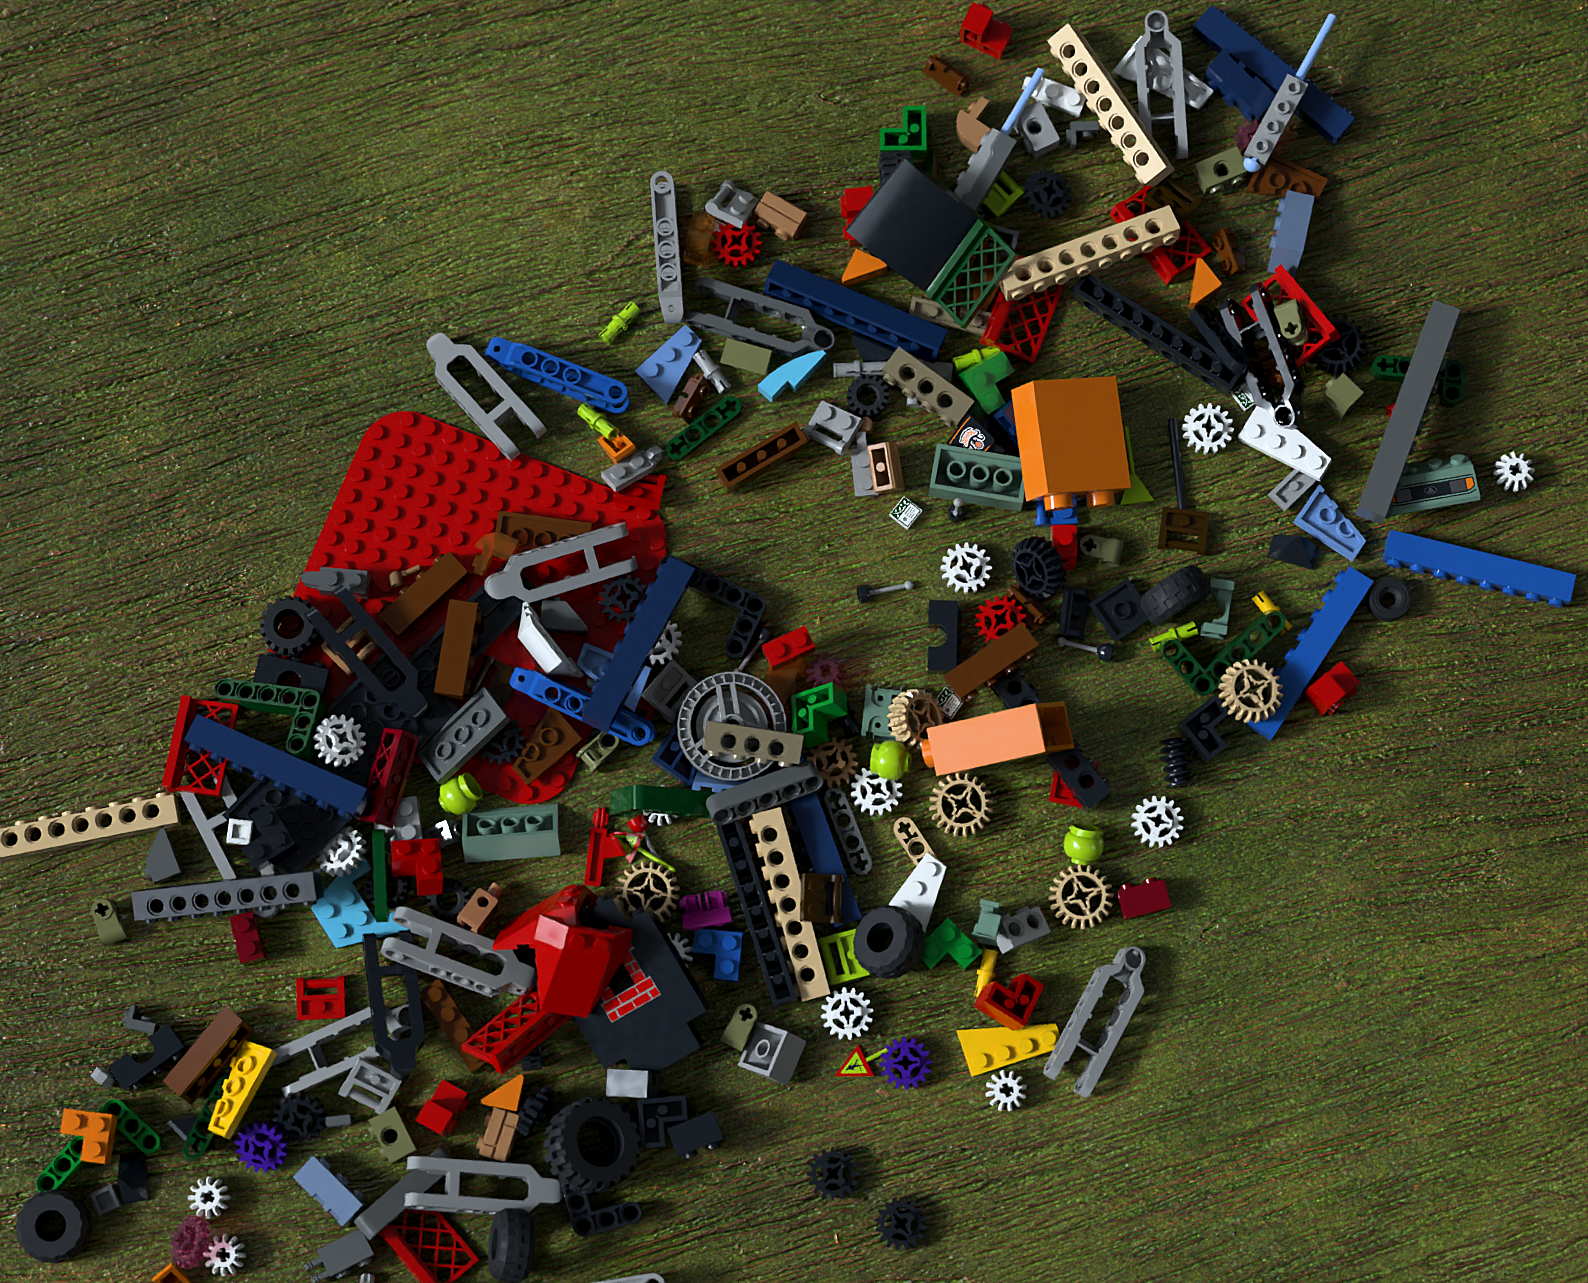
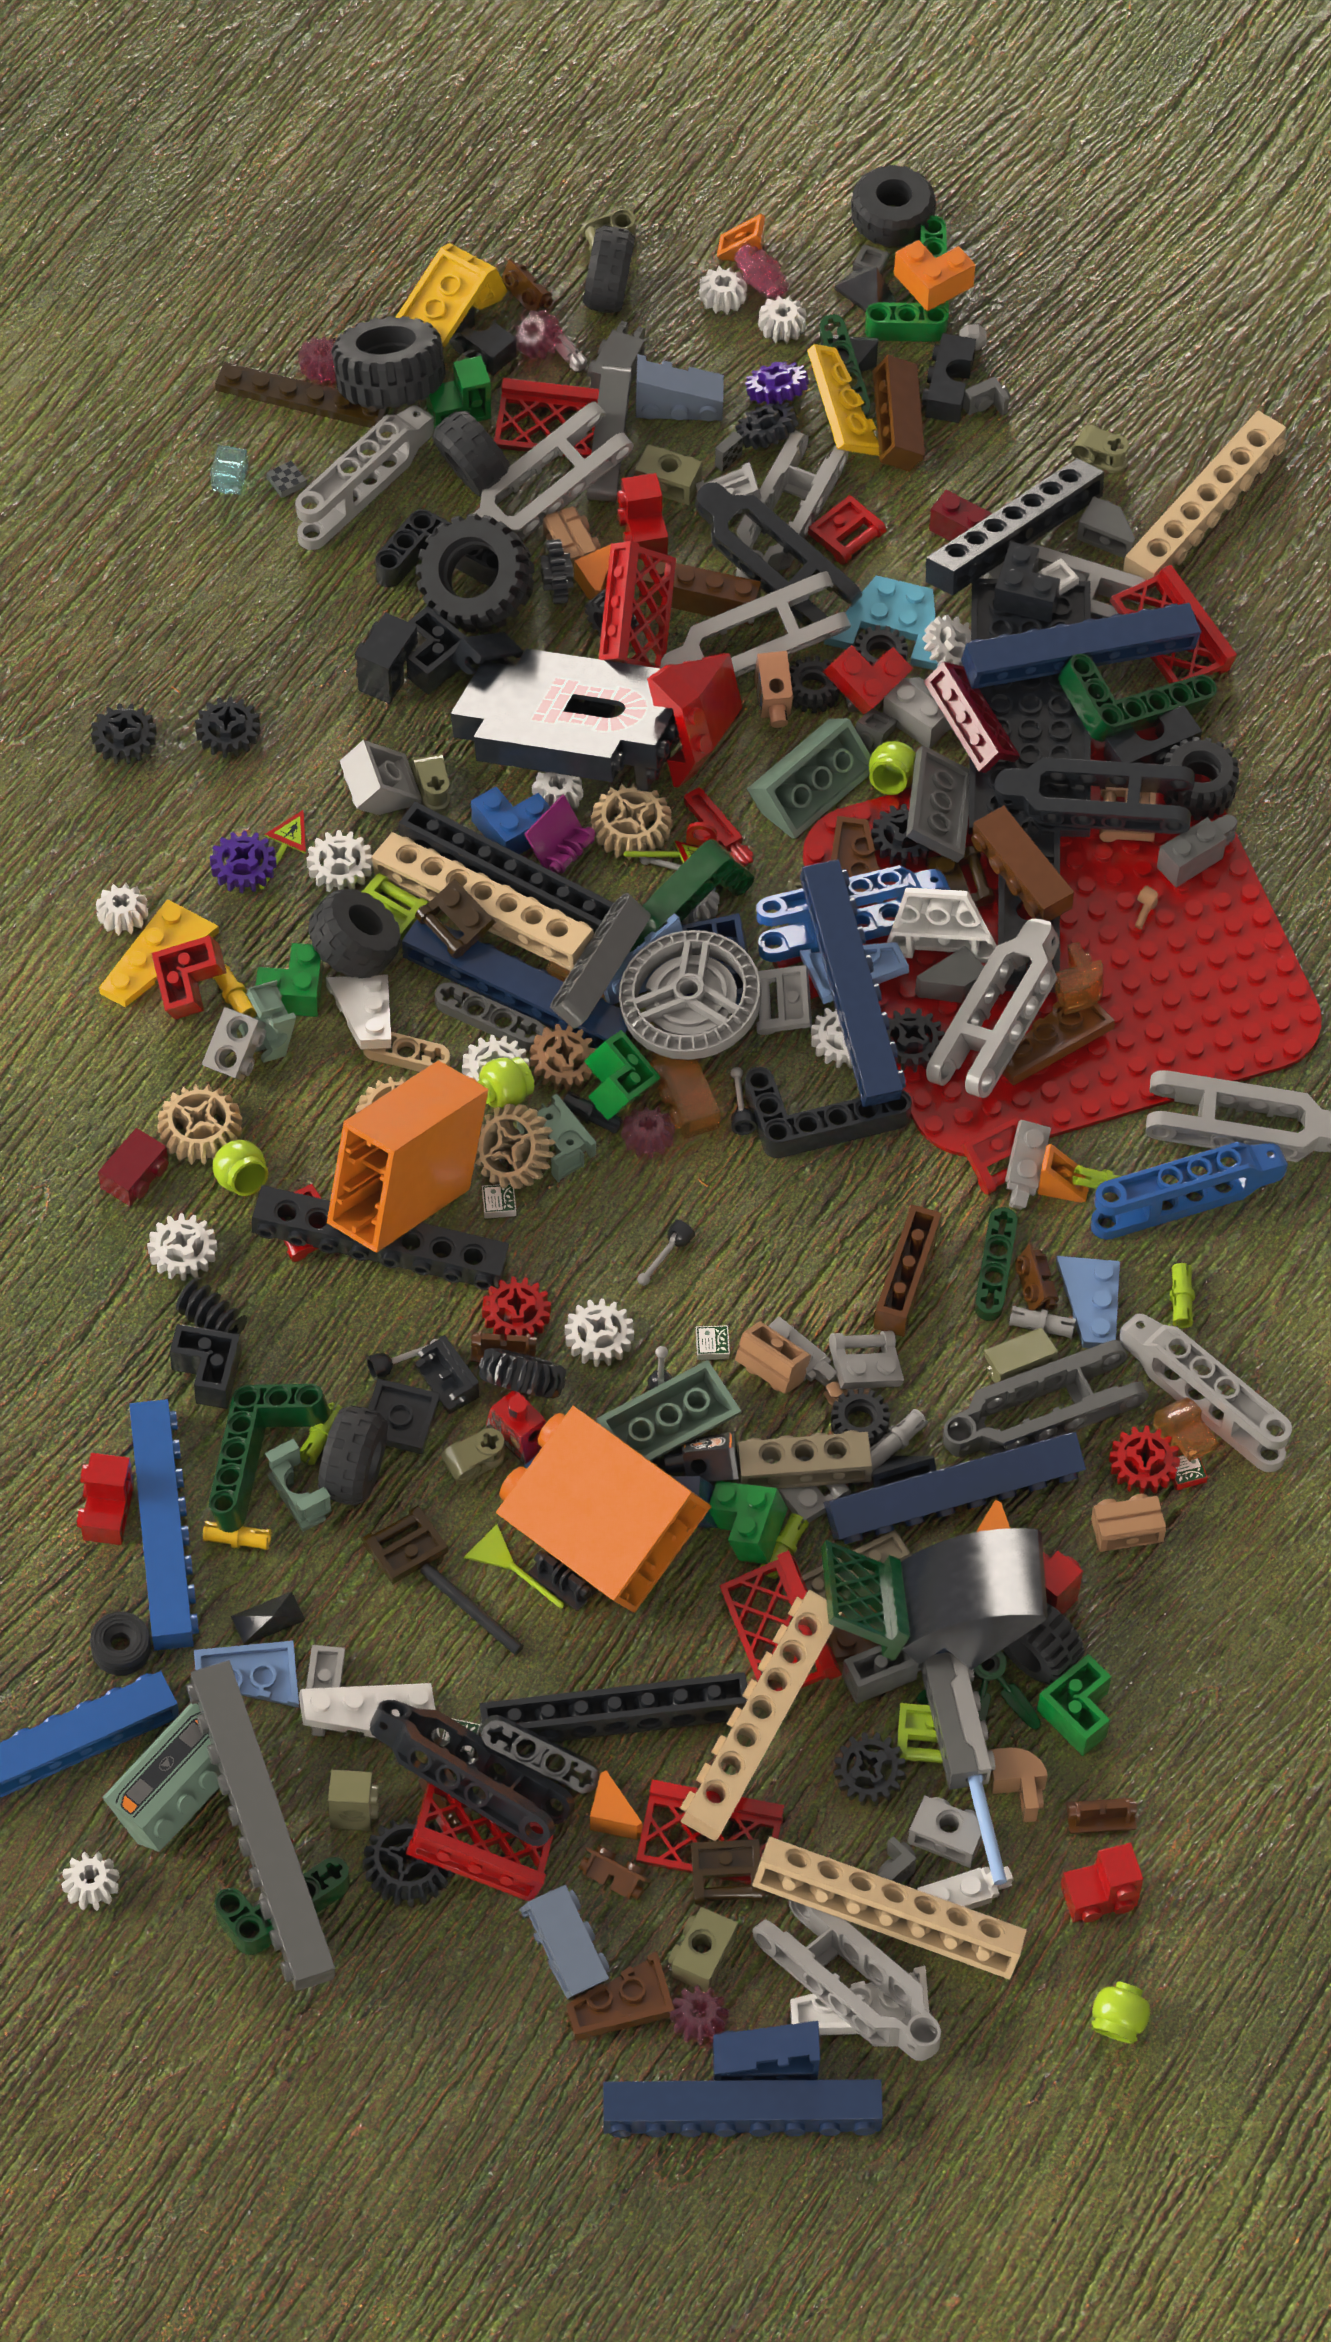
camera: 135 degrees right, 20 degrees down
(349, 740) = (1036, 708): white gear -> none
(380, 870) = (886, 636): dark green beam -> none
(423, 595) = (1106, 900): reddish brown brick -> none
(575, 963) = (626, 665): red wedge -> none
(737, 210) = (1176, 1491): light grey plate -> none
(788, 648) = (703, 1103): red brick -> none
(790, 743) = (653, 979): dark tan brick -> none
(791, 375) = (959, 1373): medium azure slope -> none
(944, 615) = (574, 1271): black arch -> none
(991, 663) = (485, 1243): reddish brown brick -> none
(1124, 968) = (96, 1098): light grey piece -> none
(1217, 429) = (474, 1651): white gear -> none
(1233, 700) = (196, 1391): tan gear -> none
(1283, 107) = (693, 2050): light grey piece -> none
(1292, 322) = (477, 1820): olive piece -> none

